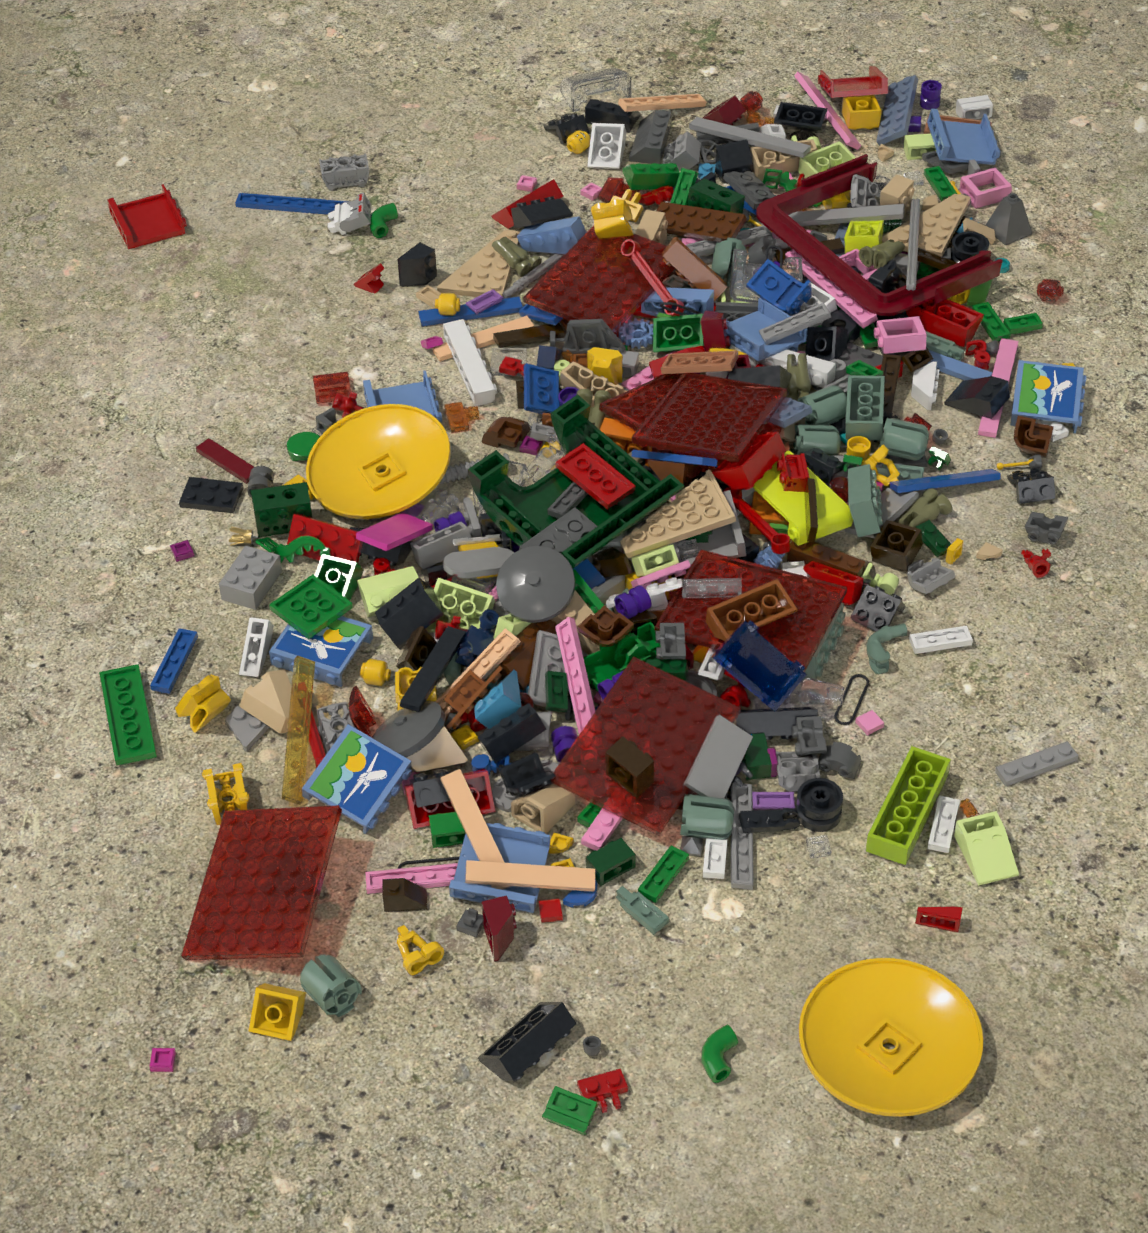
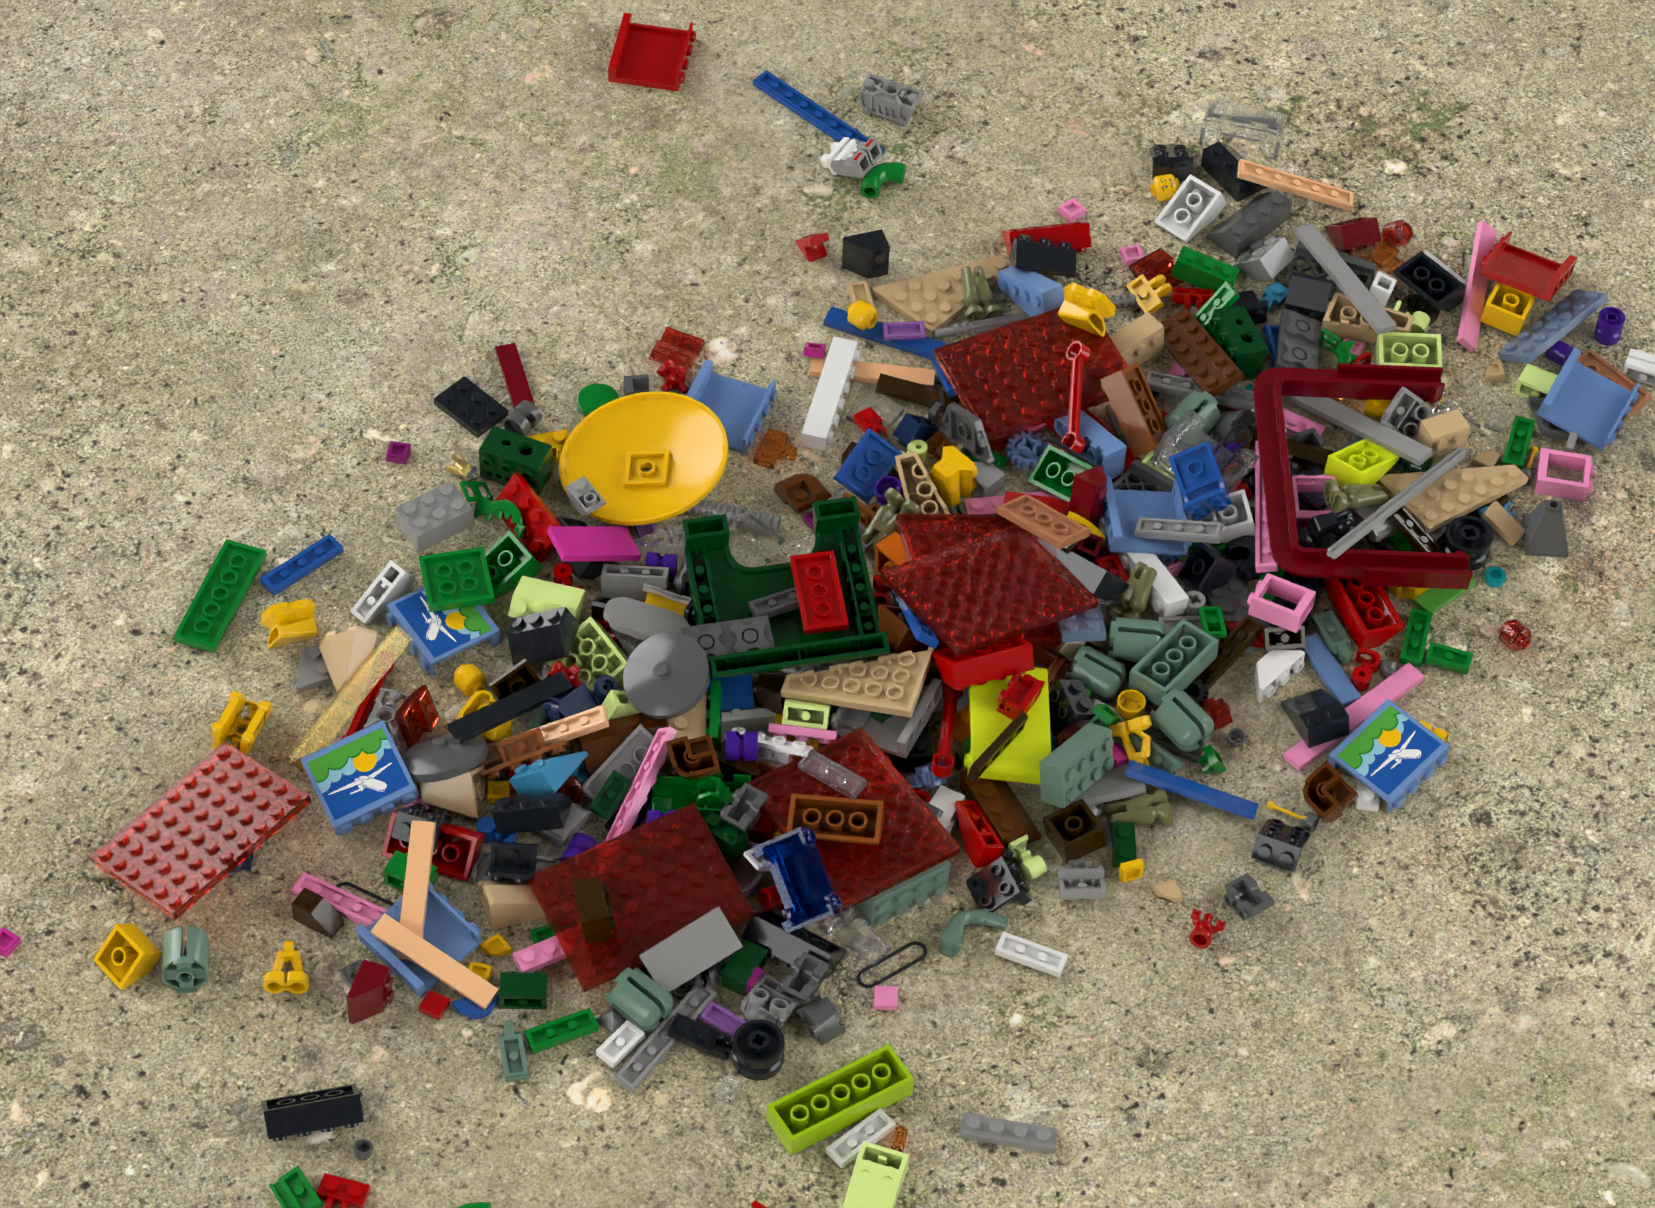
camera: 30 degrees right, 5 degrees up
(361, 504) = (584, 496): none -> light grey slope

